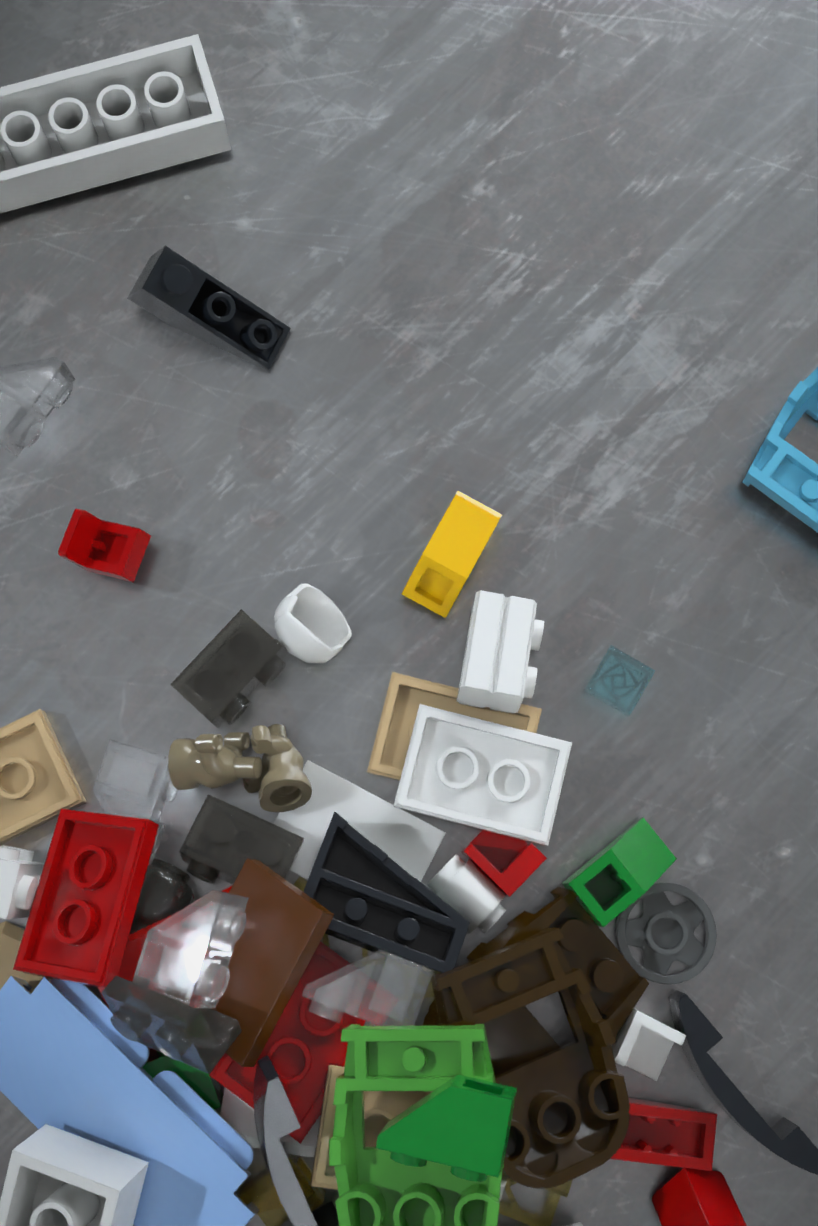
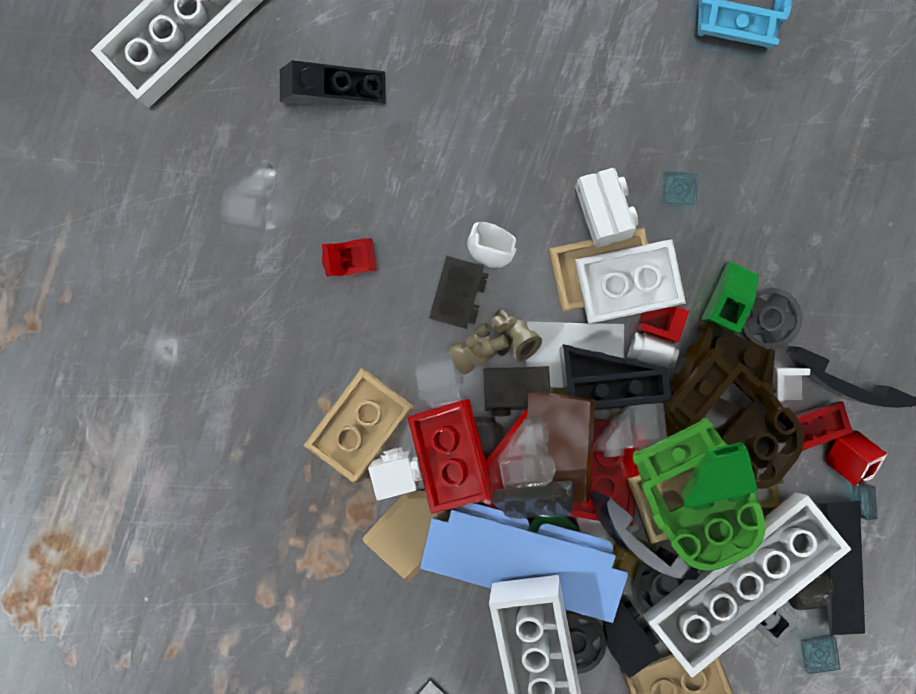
camera: 20 degrees left, 10 degrees up
(451, 554) = (550, 162): yellow slope -> none

